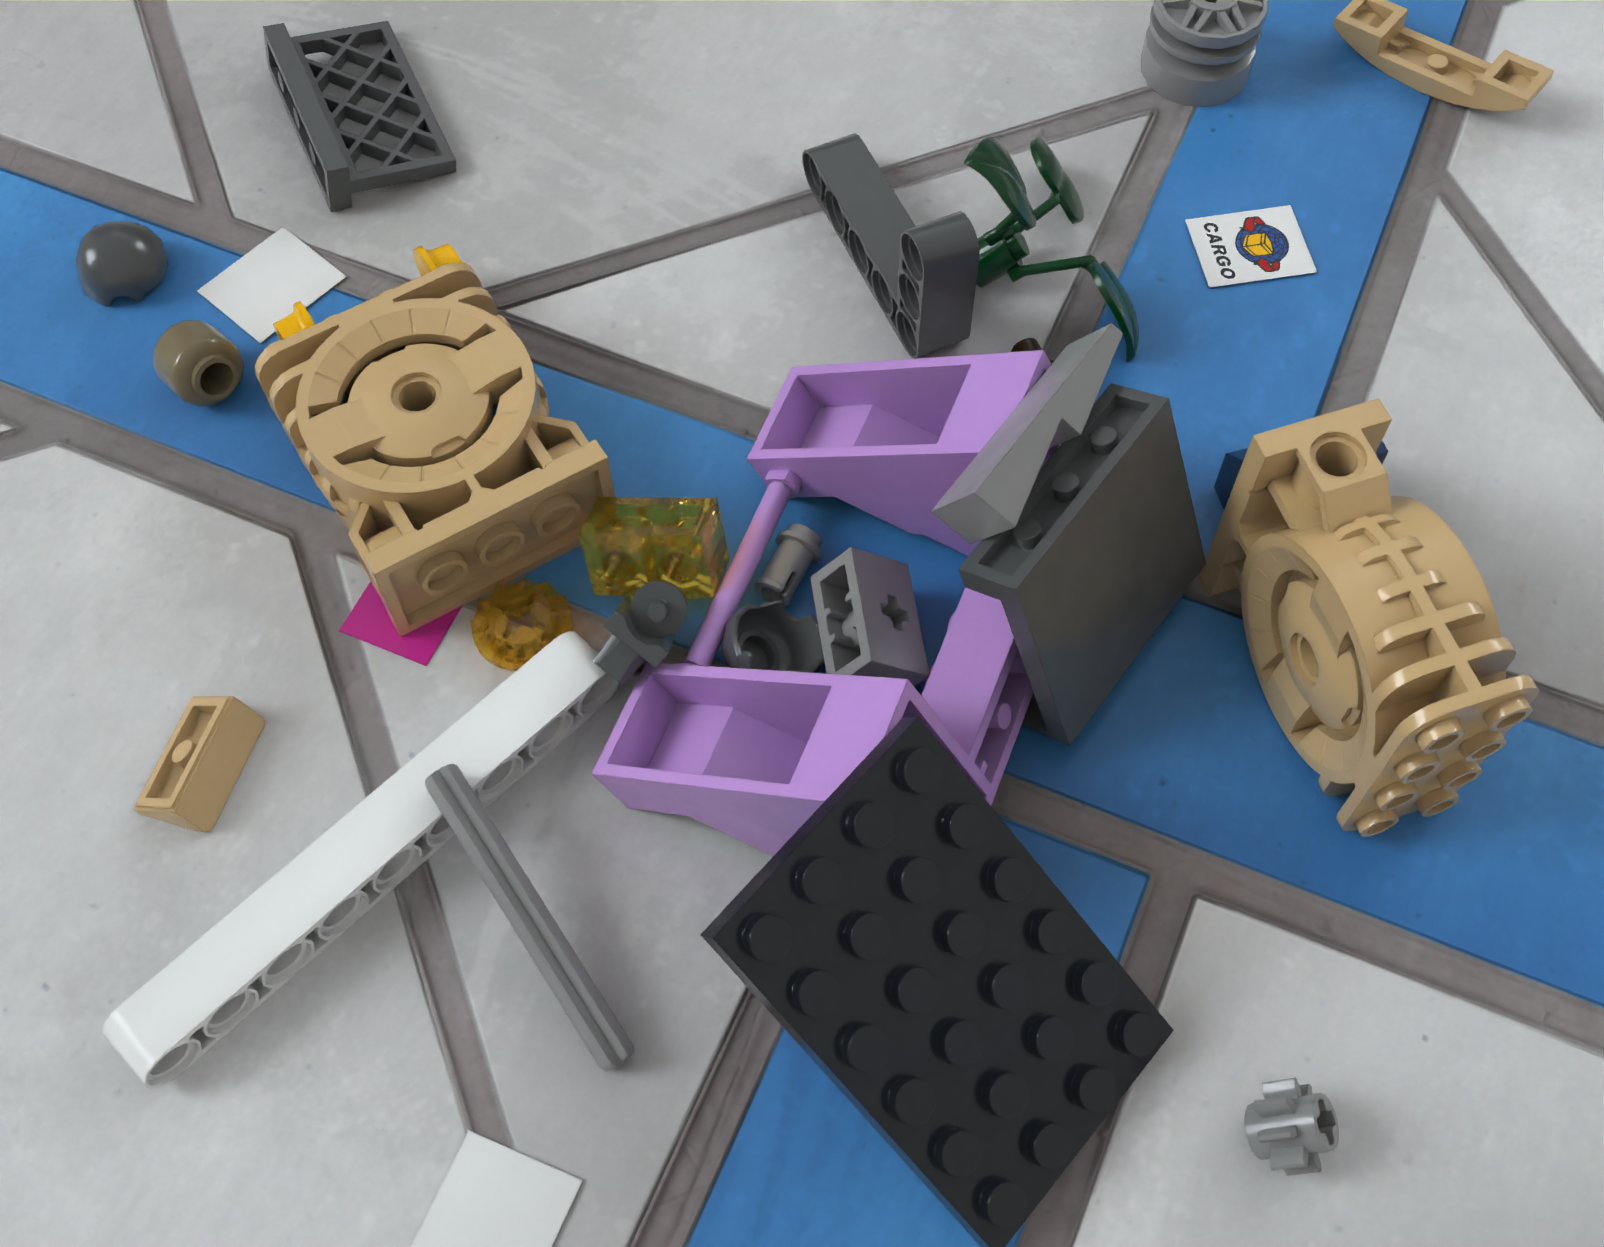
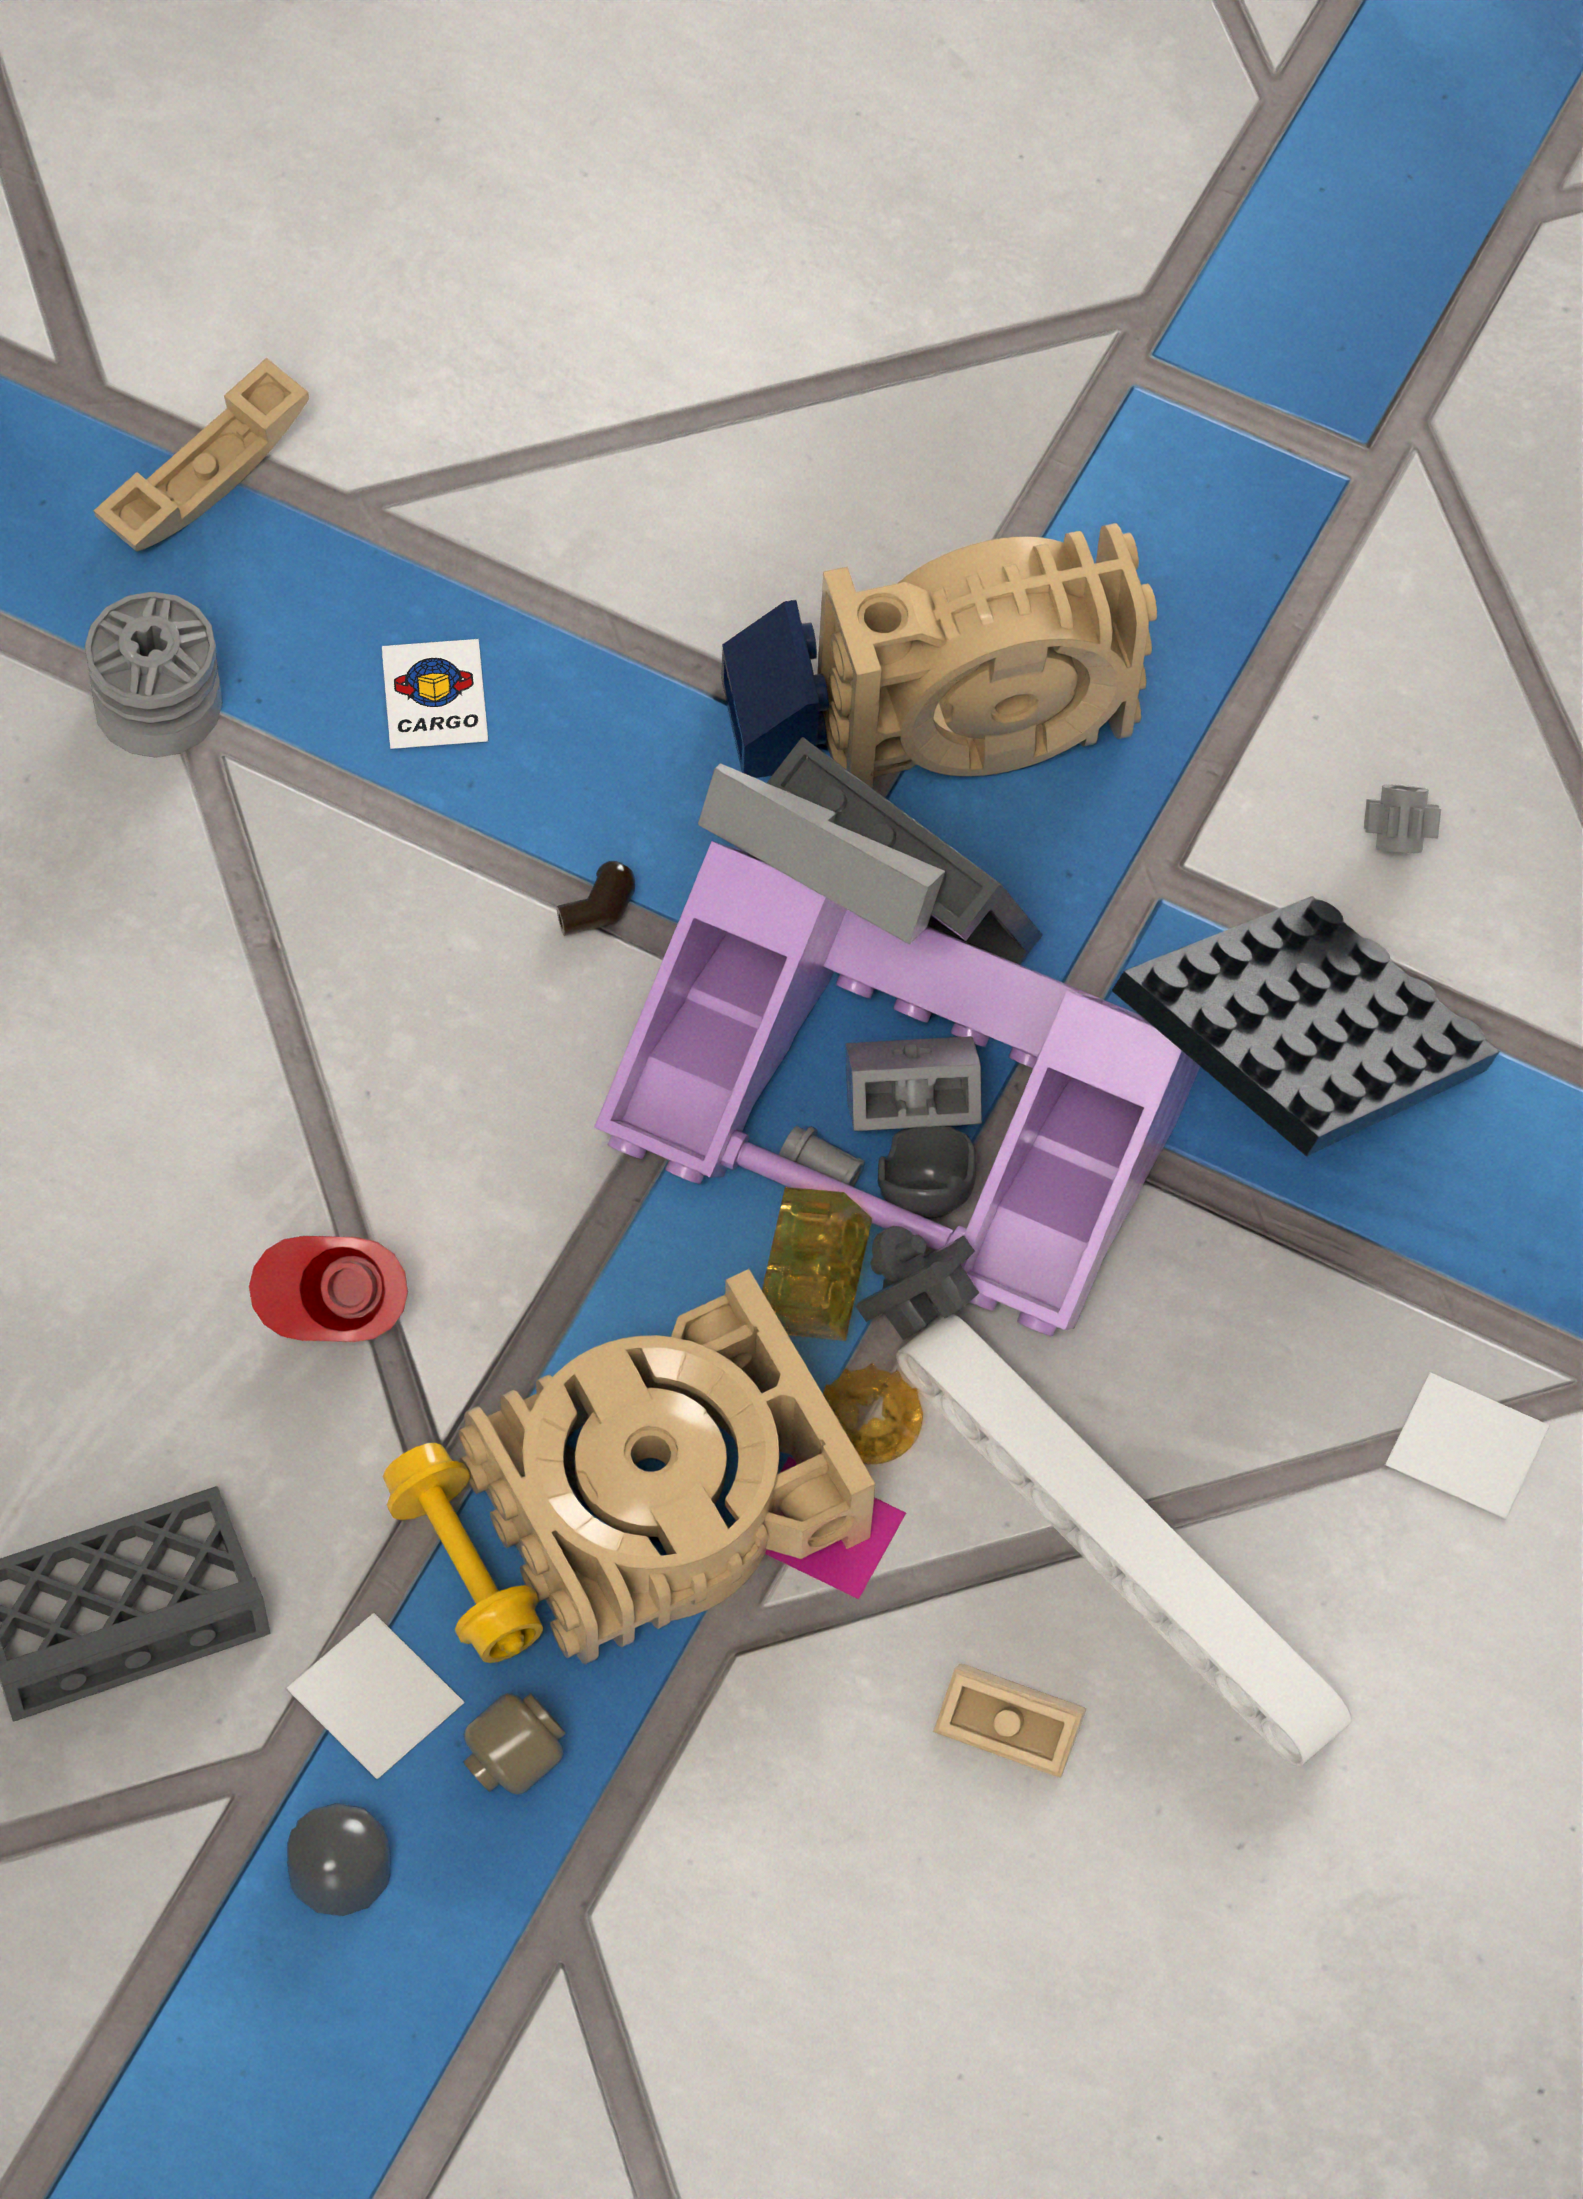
camera: 90 degrees left, 0 degrees up
(529, 917) = (1200, 1390): light grey axle -> none
(621, 199) = (328, 1288): none -> red piece
(916, 273) = (430, 1027): dark grey beam -> none
(1006, 247) = (445, 917): dark green plant -> none

